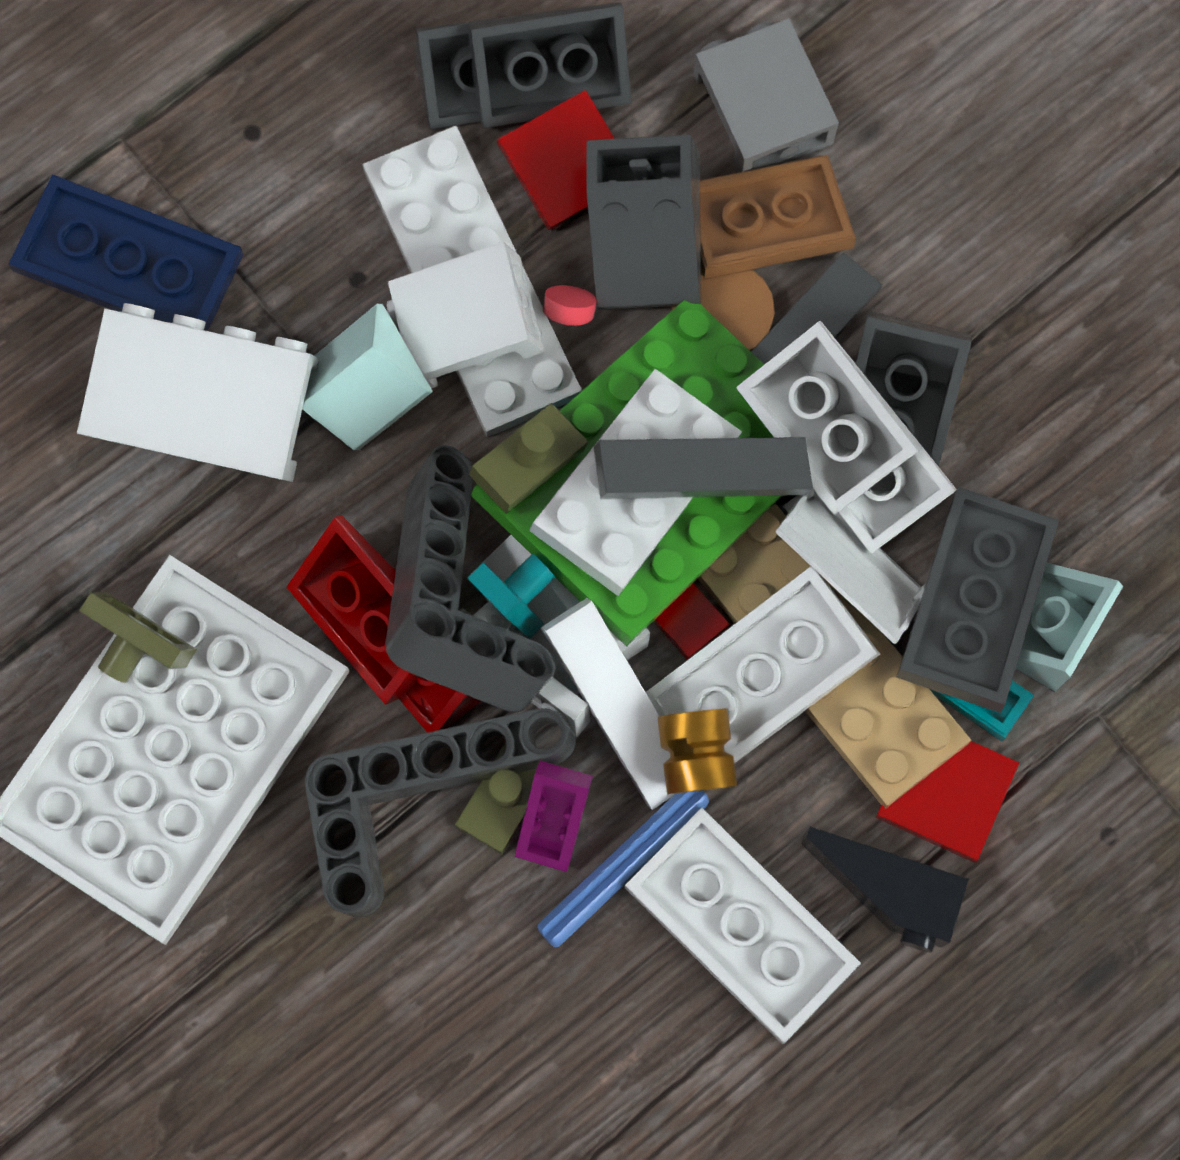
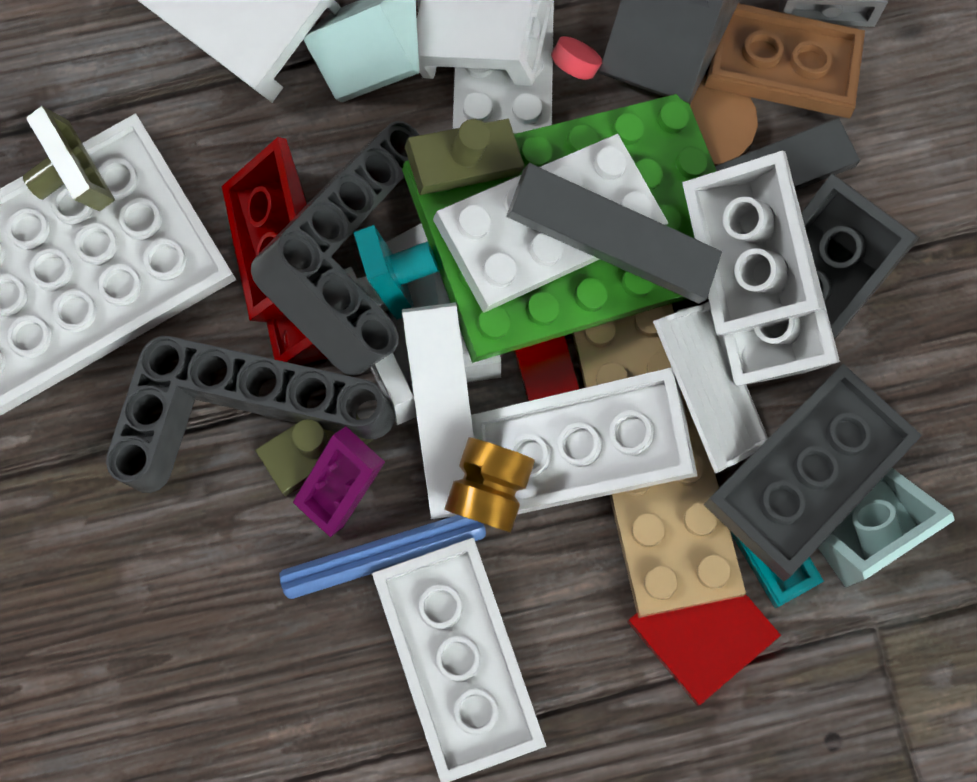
camera: 30 degrees right, 0 degrees up
(898, 891) = (615, 701): black slope -> none

